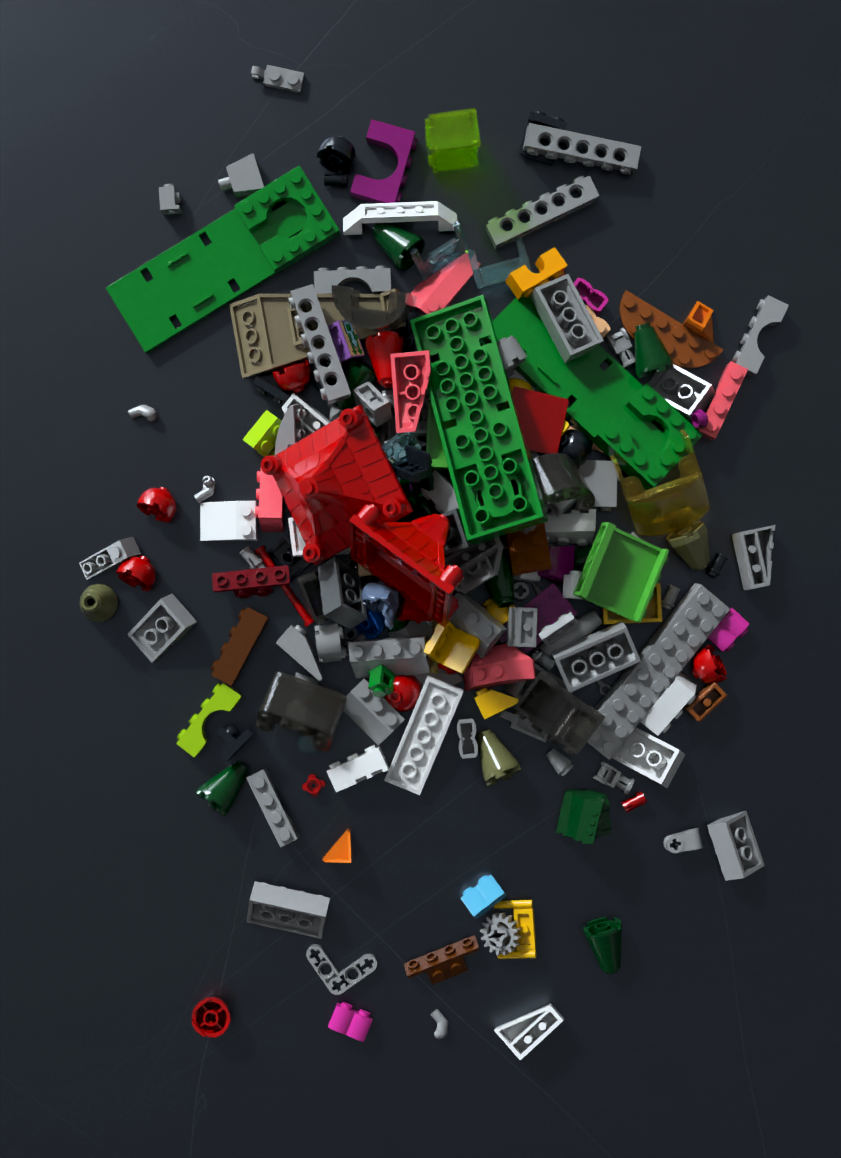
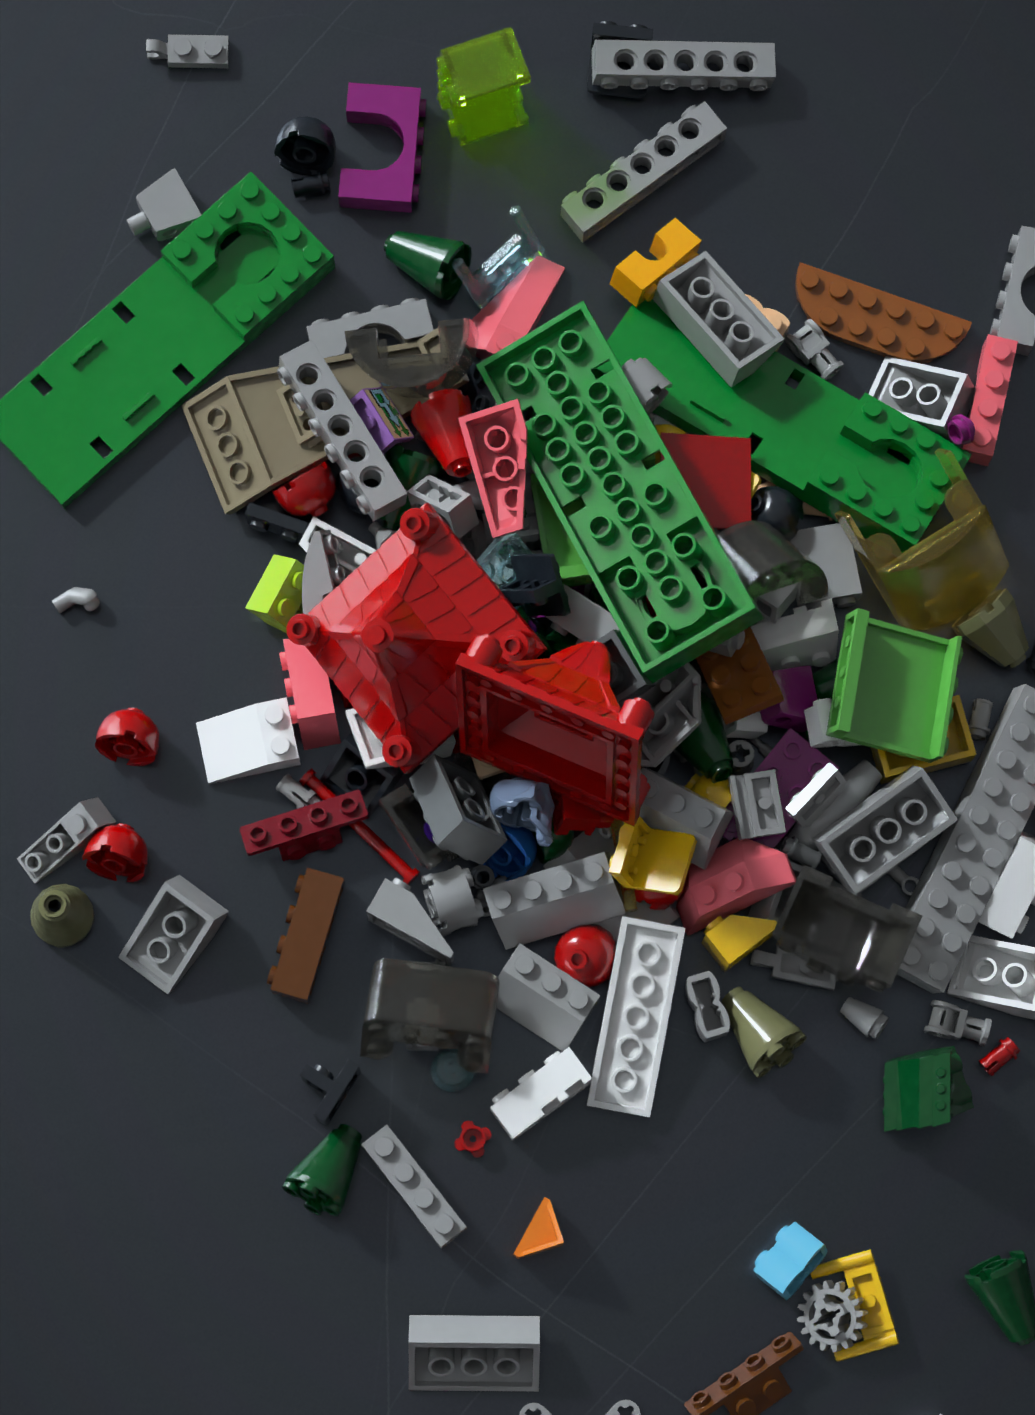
camera: 25 degrees left, 10 degrees down
(169, 200) = (56, 265): light grey brick -> none
(194, 738) = (298, 1027): lime arch -> none
(208, 489) = (203, 699): light grey arm -> none
(381, 681) = (549, 946): green brick -> none
(398, 213) = (420, 212): white slope -> none
(498, 272) = (596, 273): clear light blue plate -> none
(591, 297) = (751, 280): dark pink brick -> none
(650, 352) = (860, 345): dark green cone -> none
(700, 321) = (927, 286): orange slope -> none

